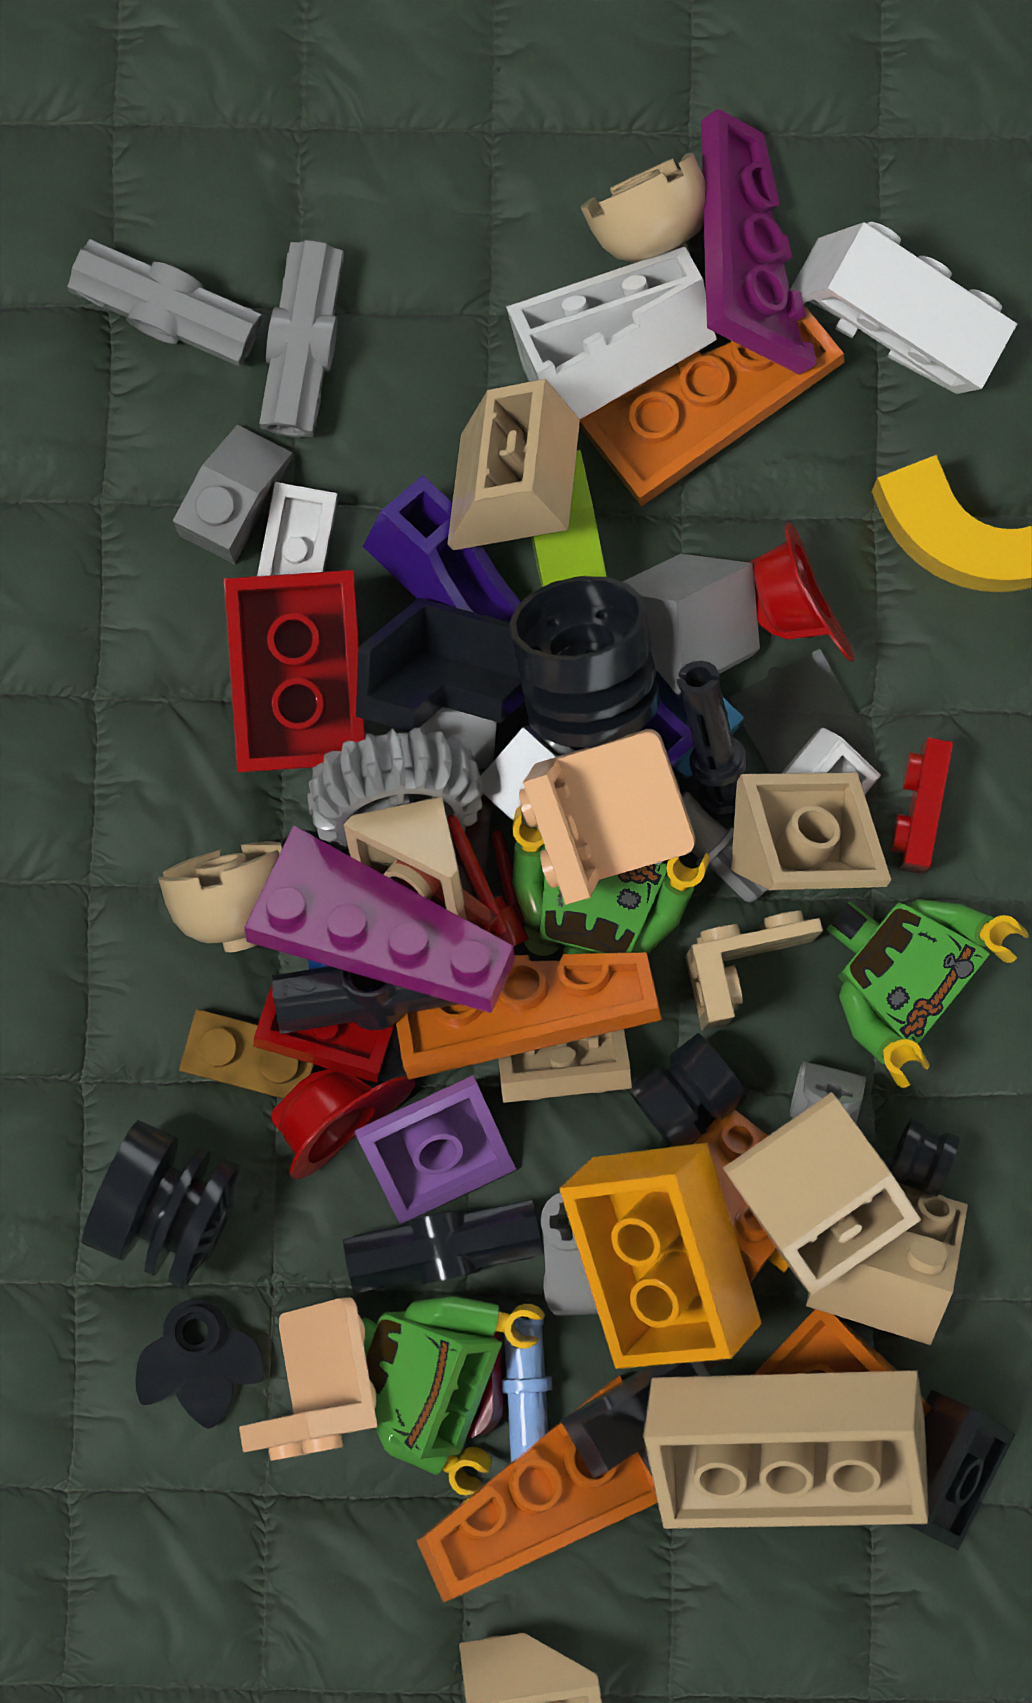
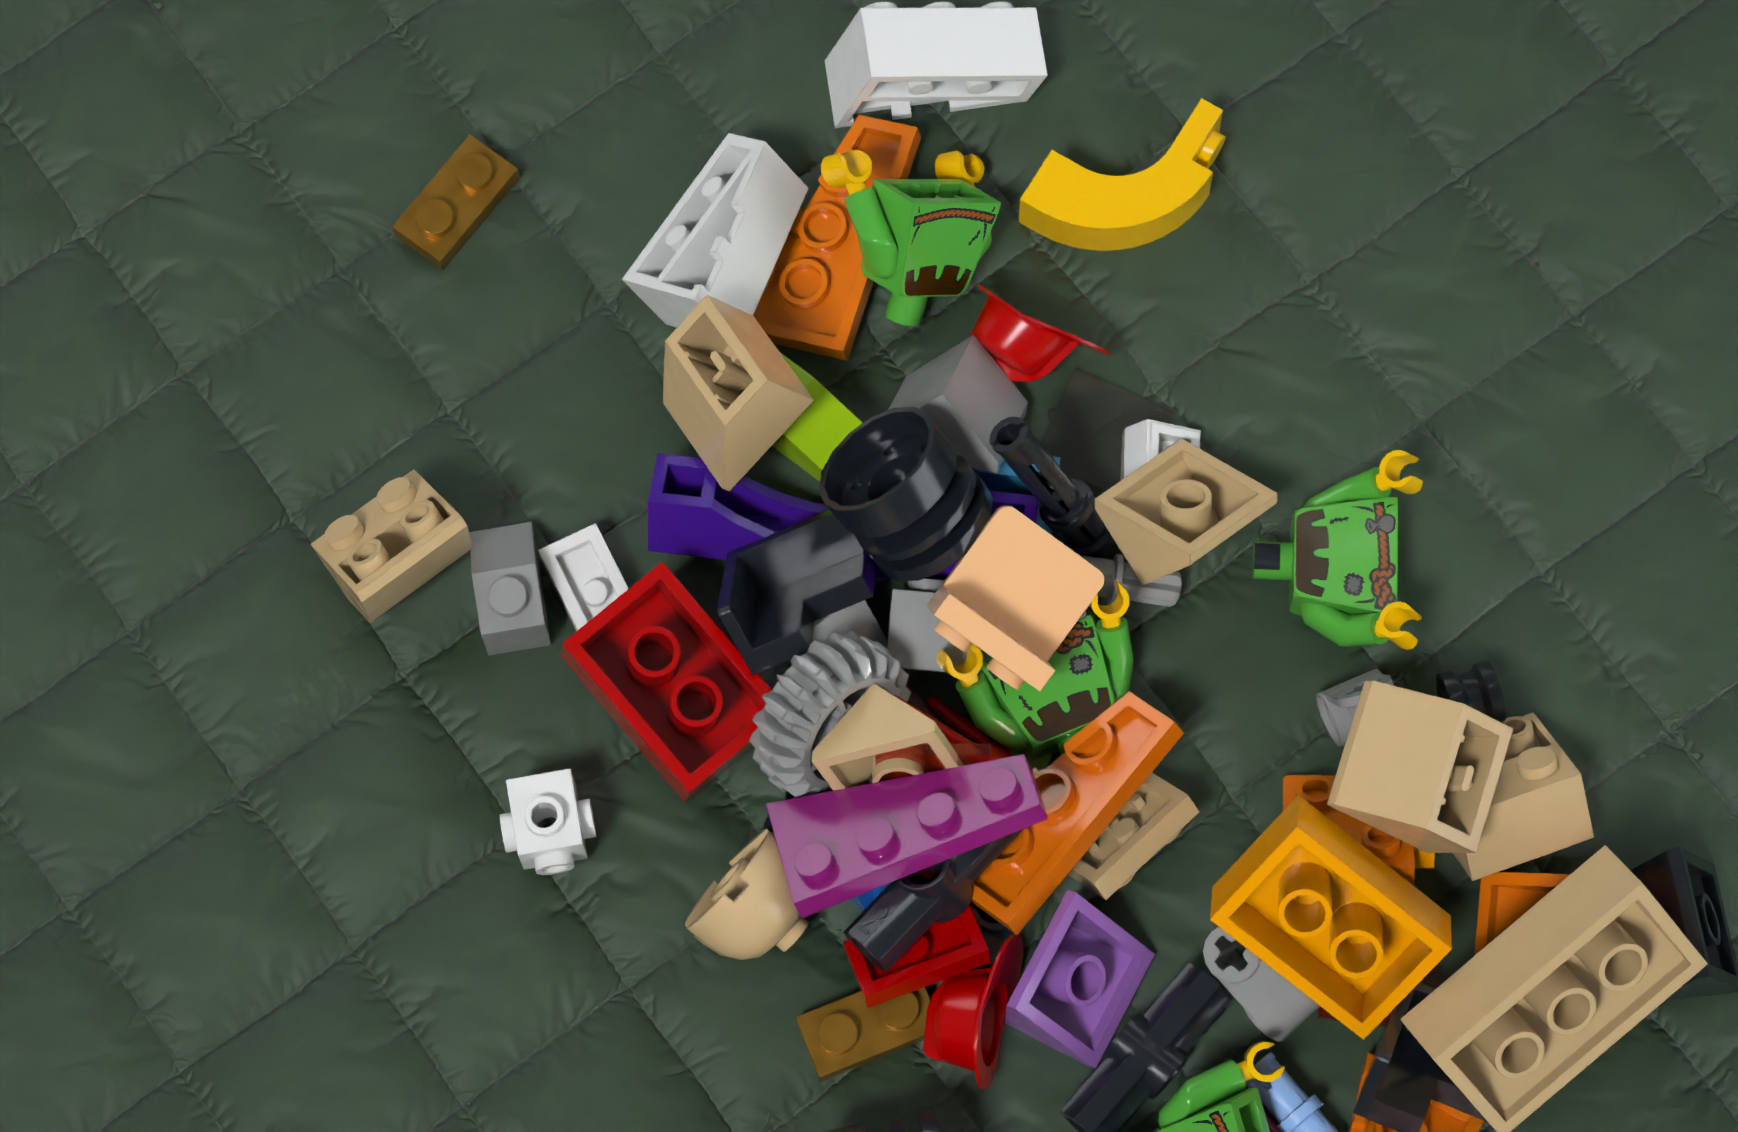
camera: 35 degrees left, 10 degrees down
(113, 687) = (542, 801): none -> white brick
(159, 393) = (393, 544): none -> tan slope
(164, 302) = (333, 476): light grey piece -> none
(301, 339) = (472, 426): light grey piece -> none
(430, 140) = (456, 202): none -> pearl gold plate
(650, 211) = (680, 127): tan cylinder -> none
(688, 1092) = (1248, 776): black wheel -> none
(718, 987) = (1198, 675): tan bracket -> none
(746, 248) = (774, 96): magenta wing -> none
(773, 446) = (917, 232): none -> bright green torso
(916, 832) = (1263, 447): red plate -> none

